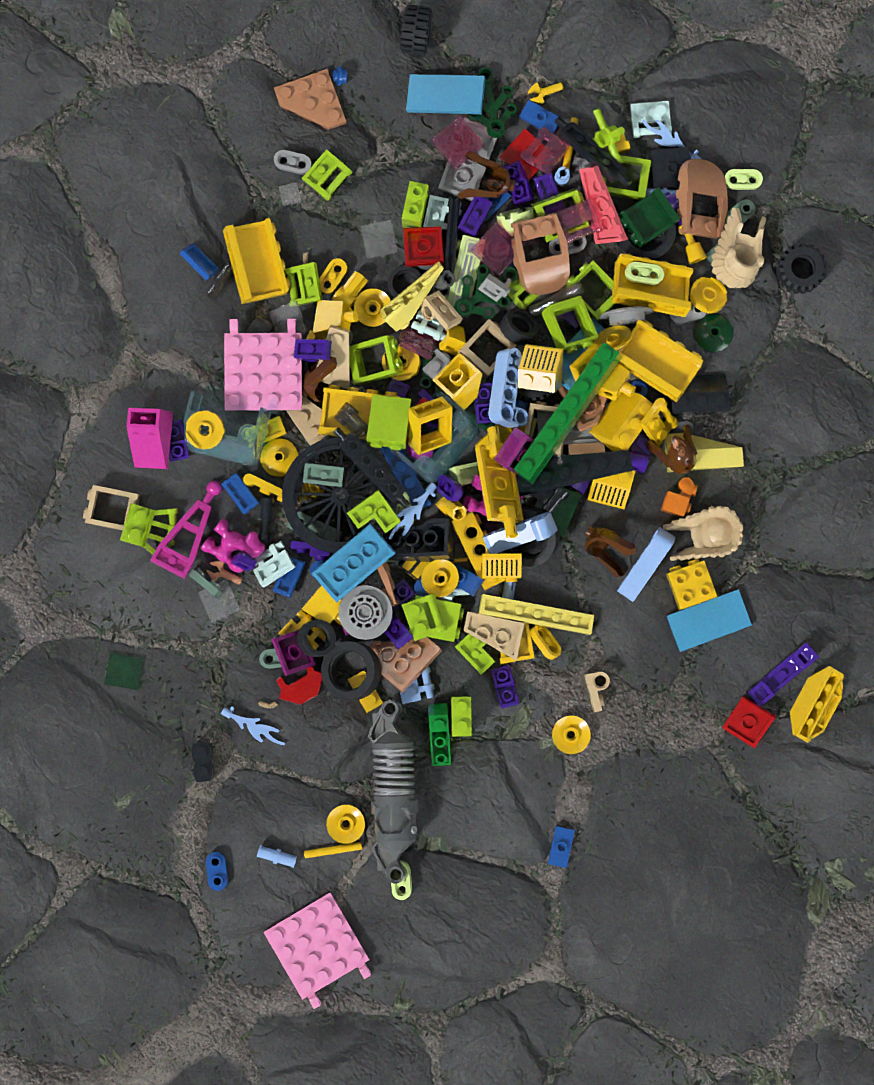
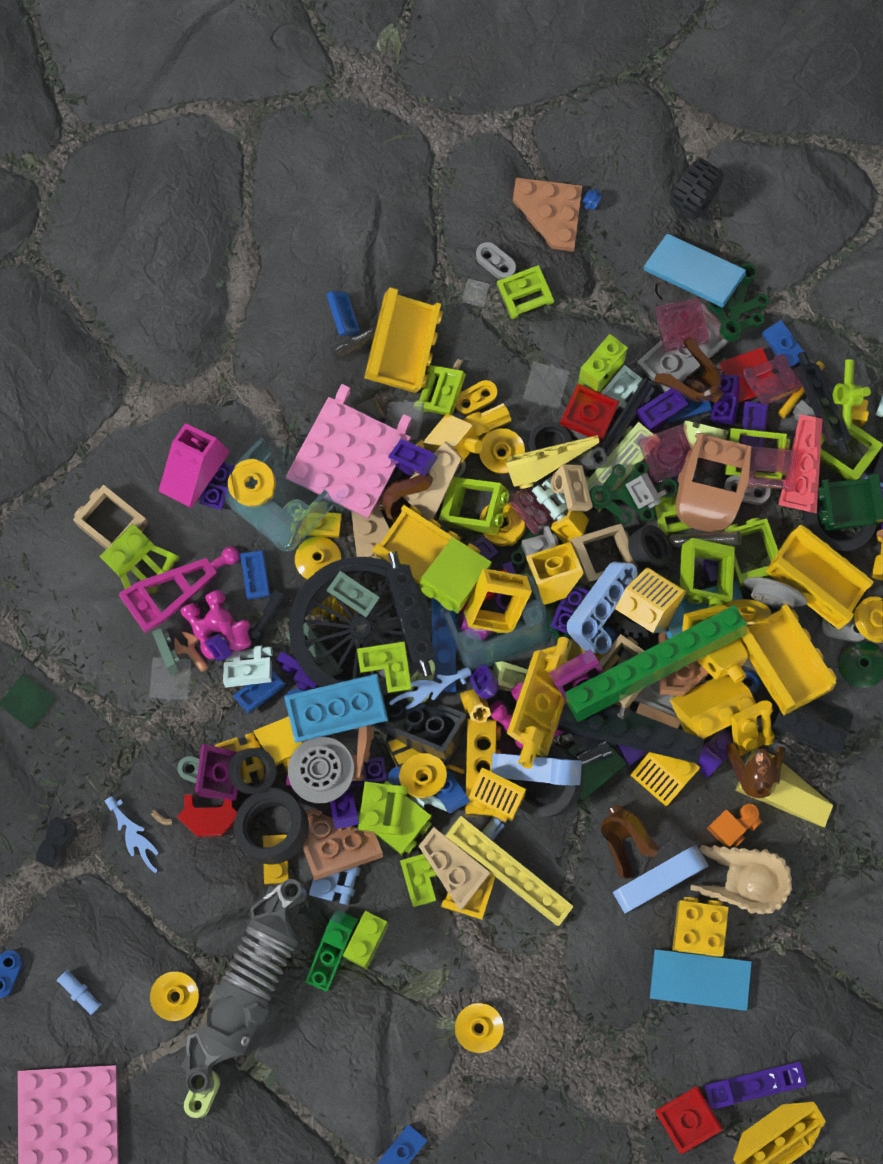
camera: 30 degrees right, 10 degrees down
(265, 487) = (285, 581): yellow plate -> none
(333, 850) = (145, 1019): yellow bar -> none
(349, 418) = (414, 551): clear smoke piece -> none
(505, 687) = (432, 935): dark purple slope -> none
(543, 91) = (801, 320): yellow bar -> none
(545, 641) = (504, 908): yellow plate -> none
(562, 176) = (777, 414): light blue pin -> none
(596, 700) = (527, 1003): tan plate -> none
(643, 273) = (816, 557): yellowish green plate -> none

